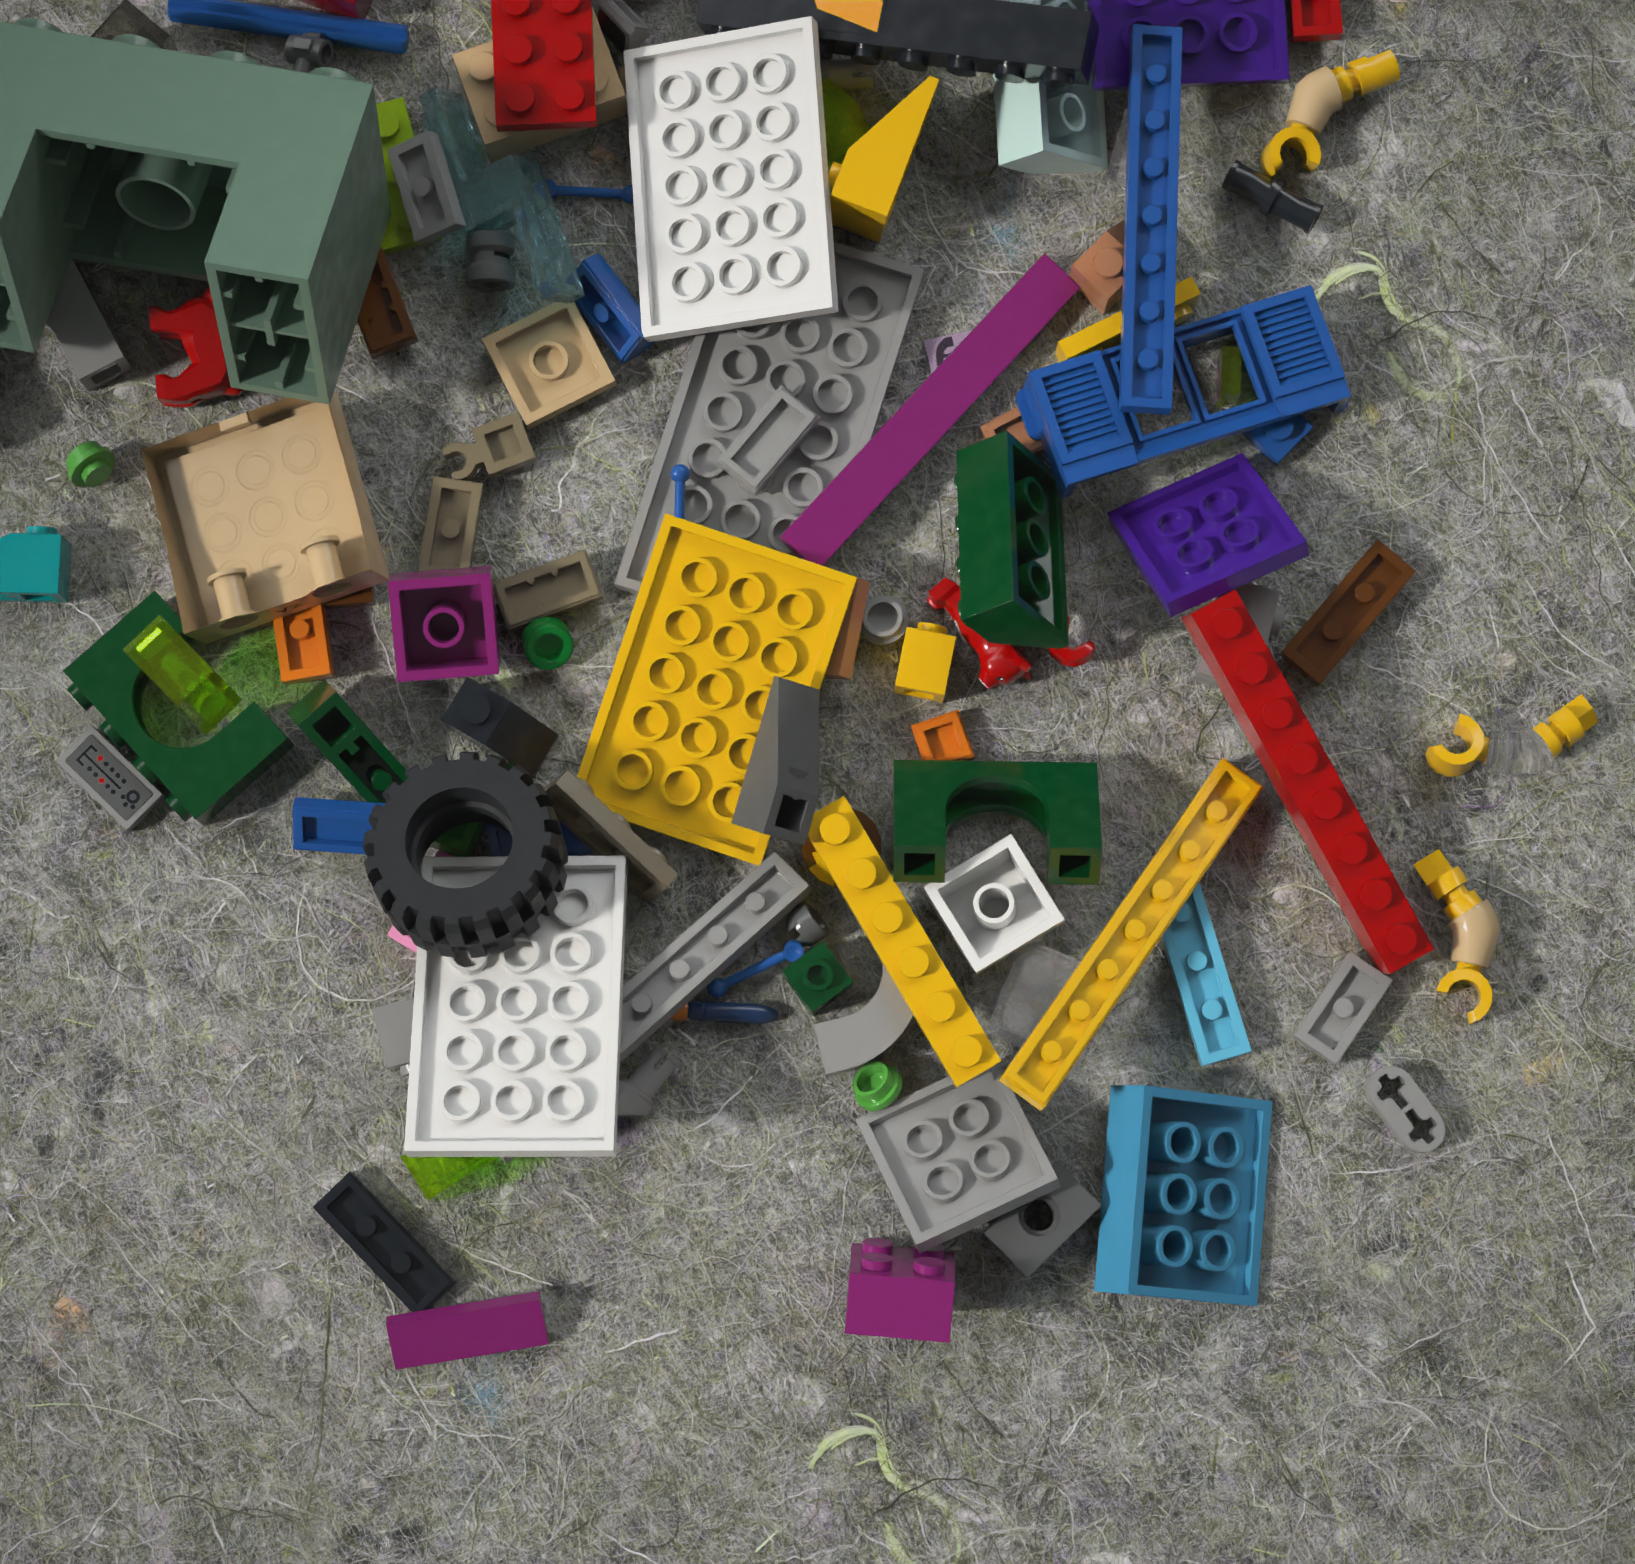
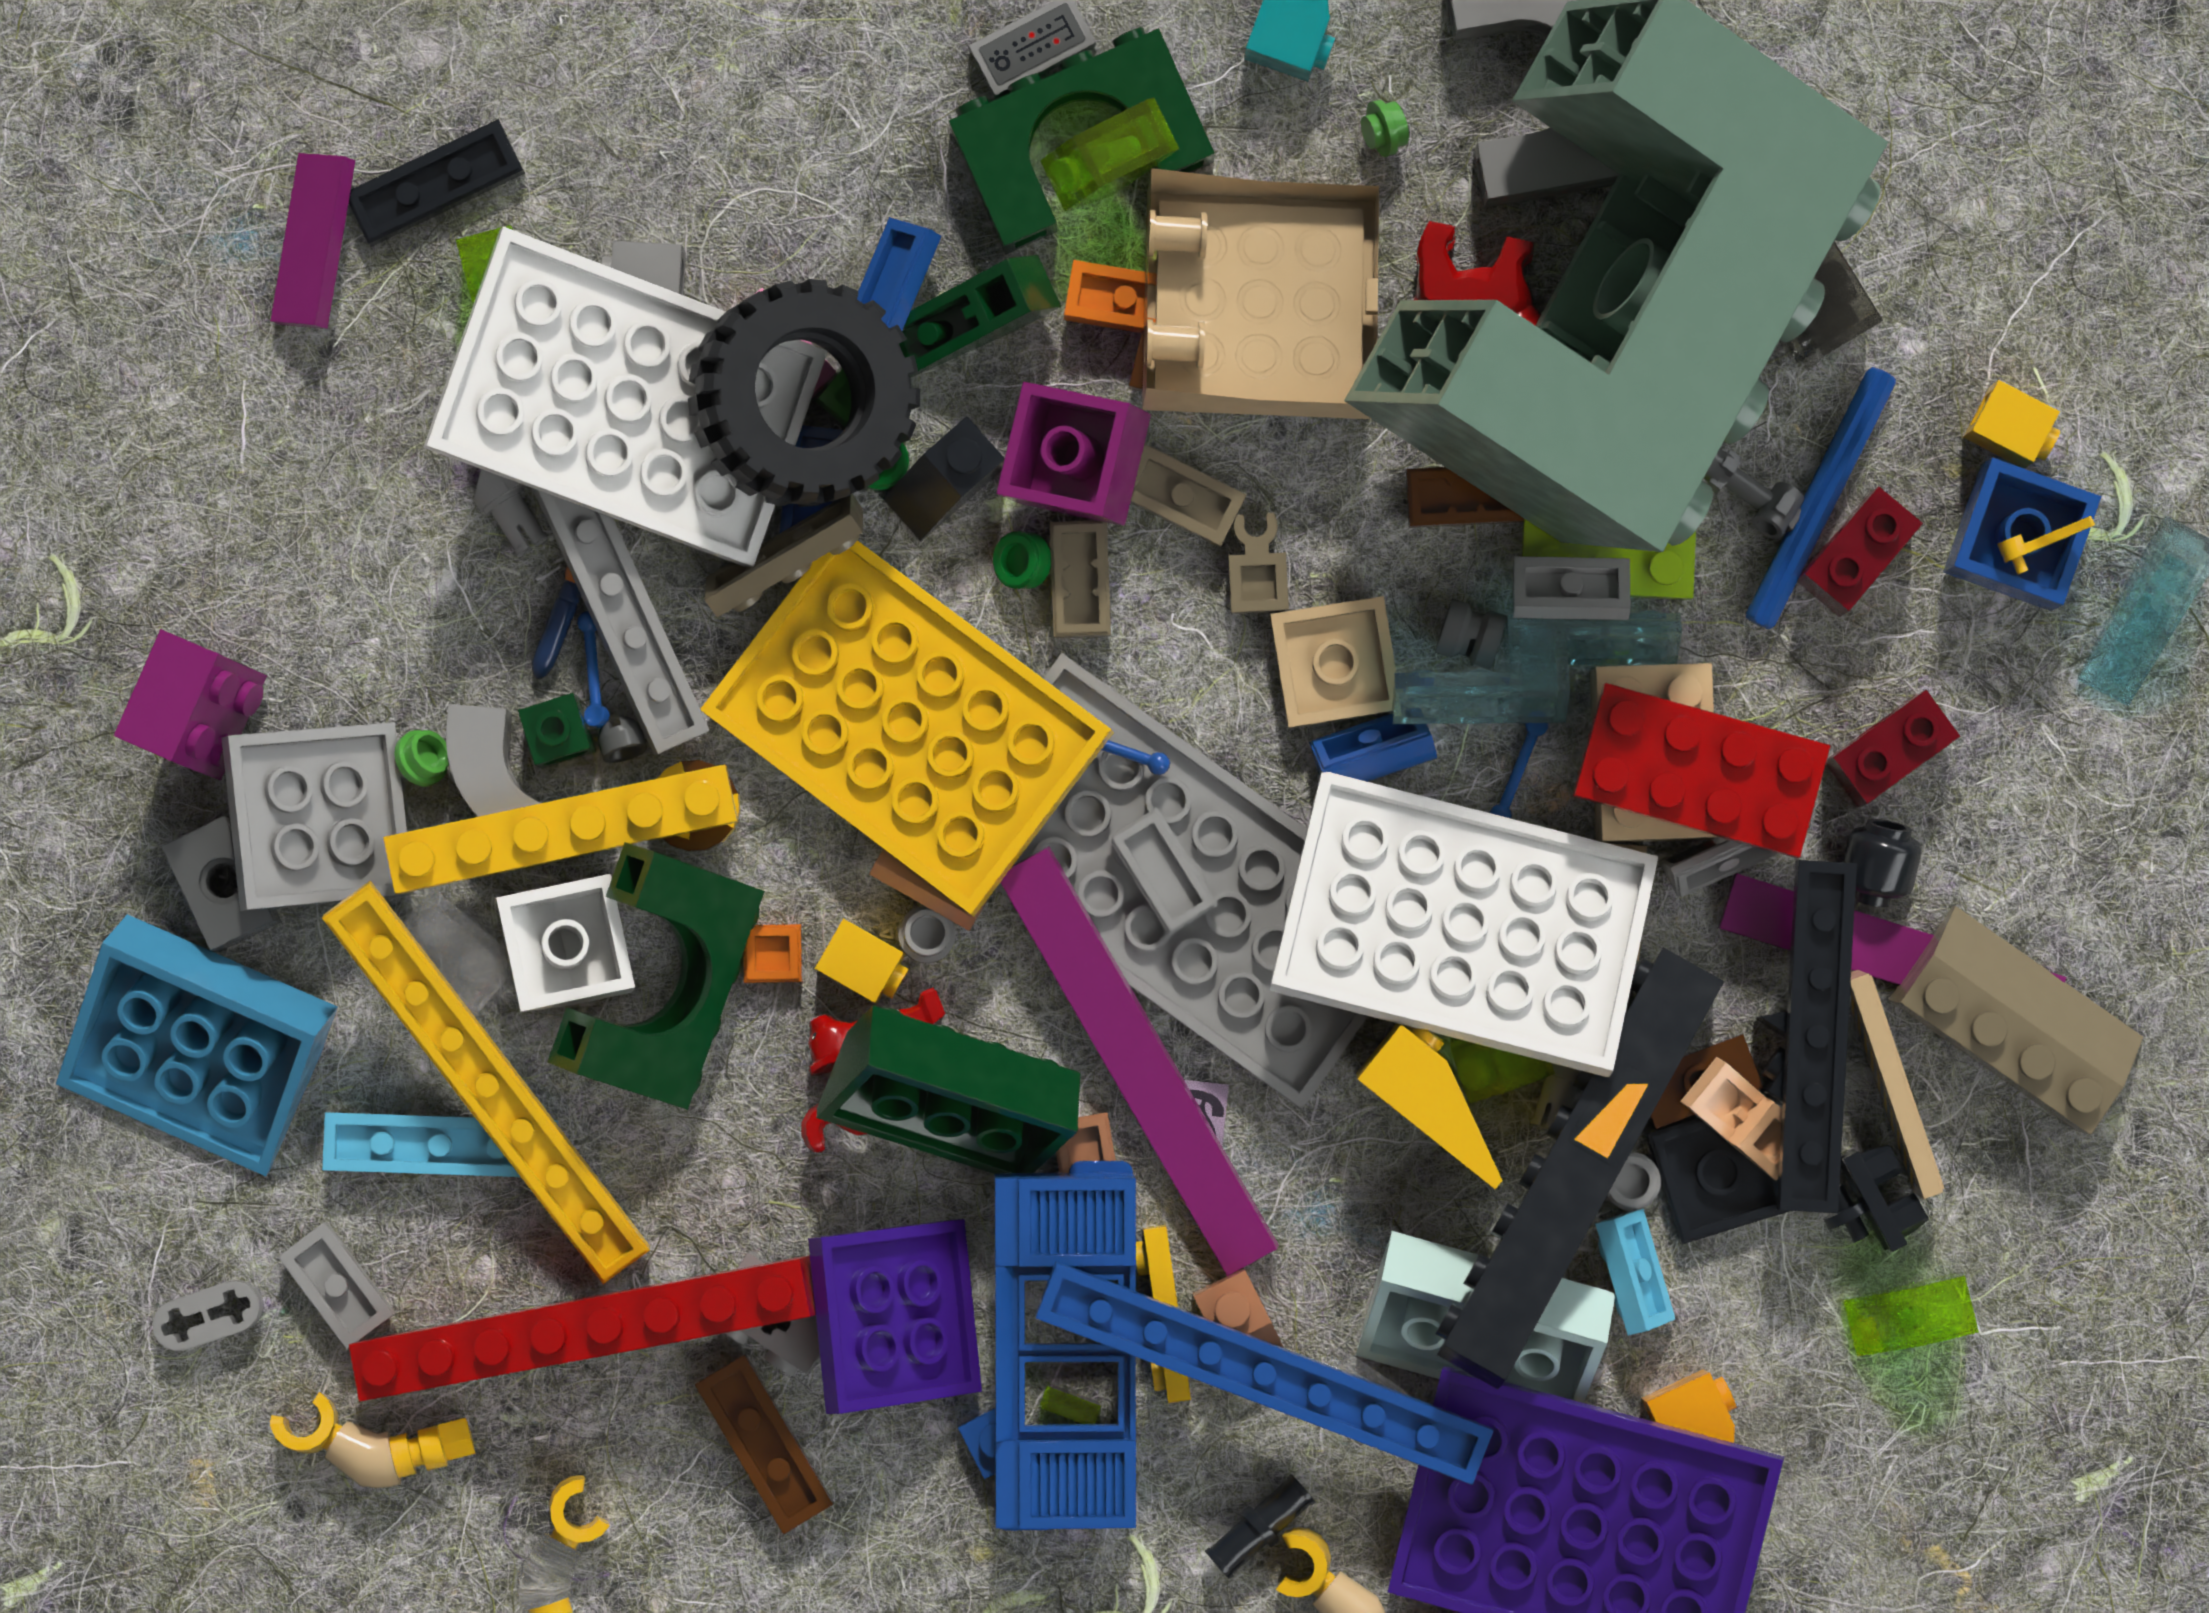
camera: 105 degrees right, 5 degrees up
(783, 766) = (787, 765): dark grey slope -> none

